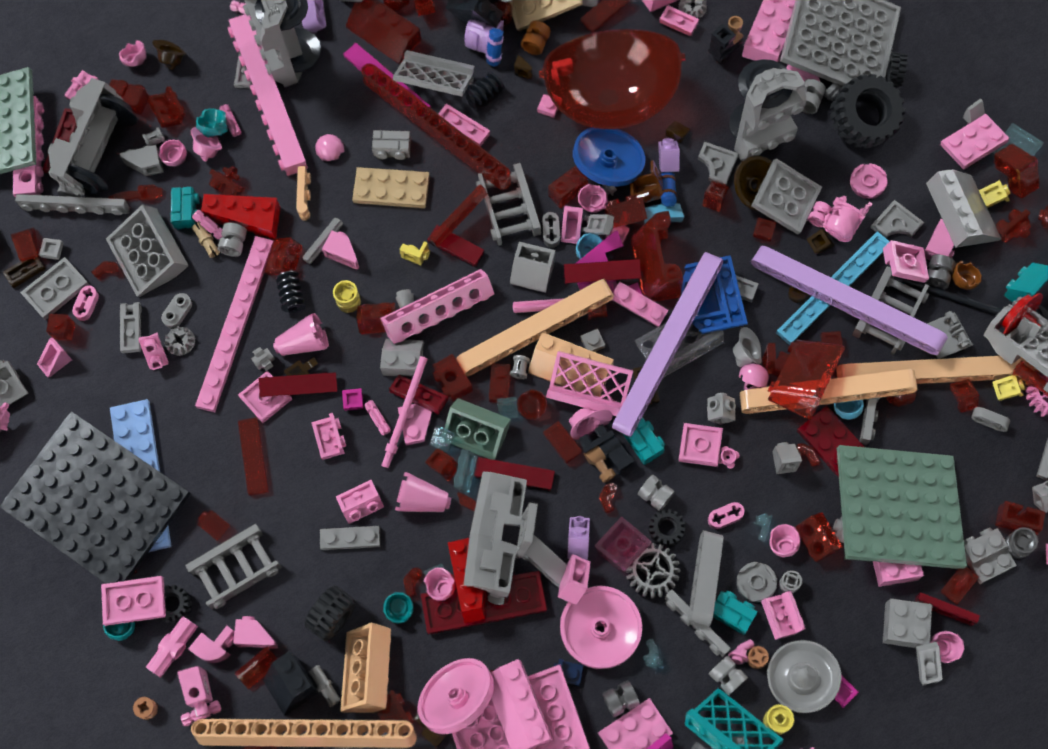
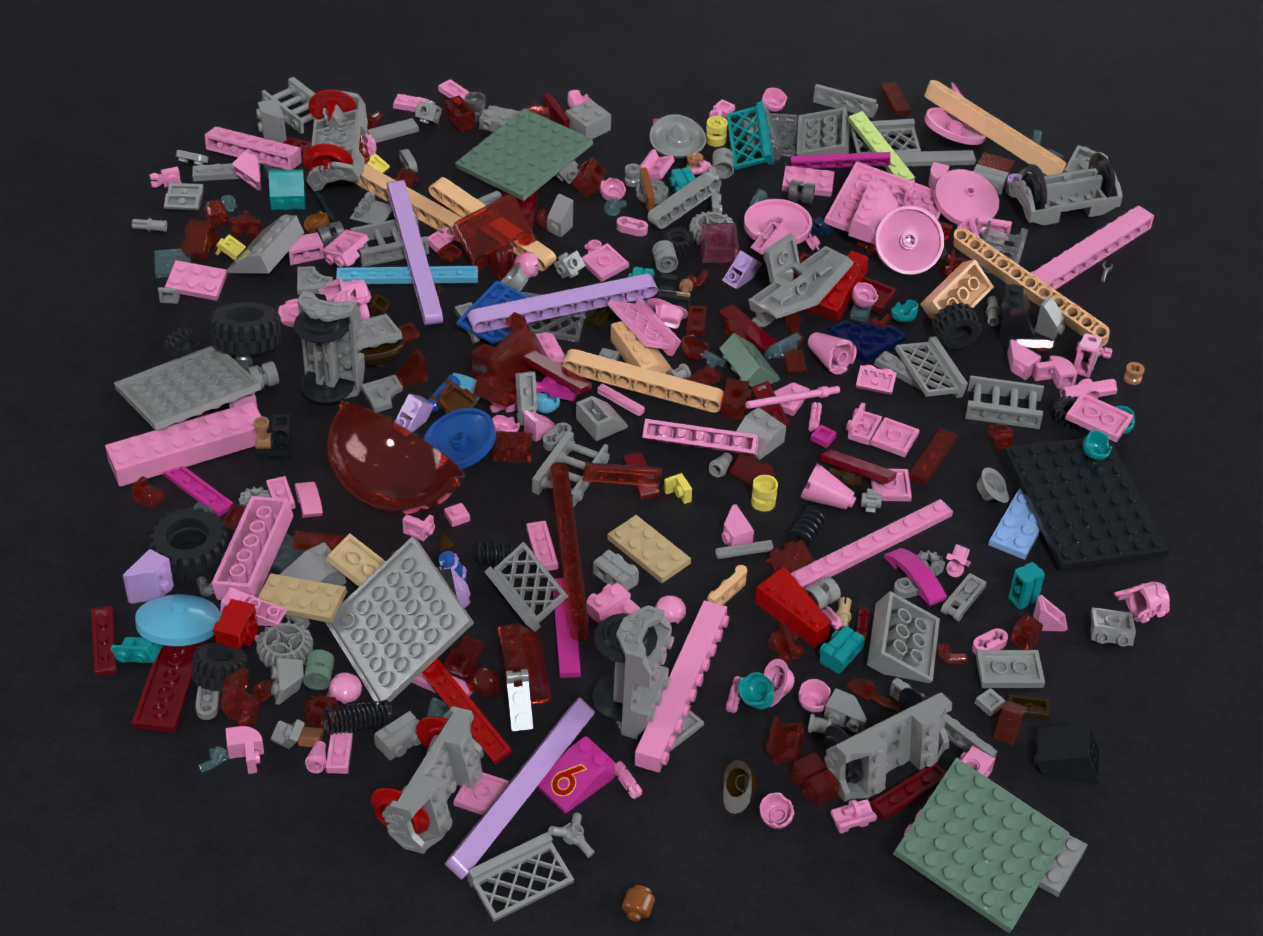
camera: 145 degrees left, 25 degrees down
(83, 363) = (1026, 585): none -> teal brick
(108, 549) = (1096, 445): none -> teal hair
(174, 449) = (992, 486): none -> light grey piece
(181, 316) = (919, 573): none -> dark pink slope
(187, 244) = (862, 623): none -> dark red axle
(259, 707) = (1050, 319): none -> light grey slope
(296, 448) = (894, 437): none -> bright pink plate
(313, 565) = (941, 363): none -> light grey fence
(366, 117) = (610, 601): none -> bright pink plate
(406, 547) = (868, 338): none -> clear blue plate
(442, 438) = (780, 372): clear light blue plate -> none
(518, 454) = (731, 326): none -> clear red beam
(551, 635) = (813, 242): none -> bright pink plate
(655, 26) = (309, 499): none -> bright pink slope
(752, 563) = (647, 188): none -> dark orange tile
(854, 347) = (438, 239): none -> bright pink plate
(929, 663) = (599, 99): light grey plate -> none

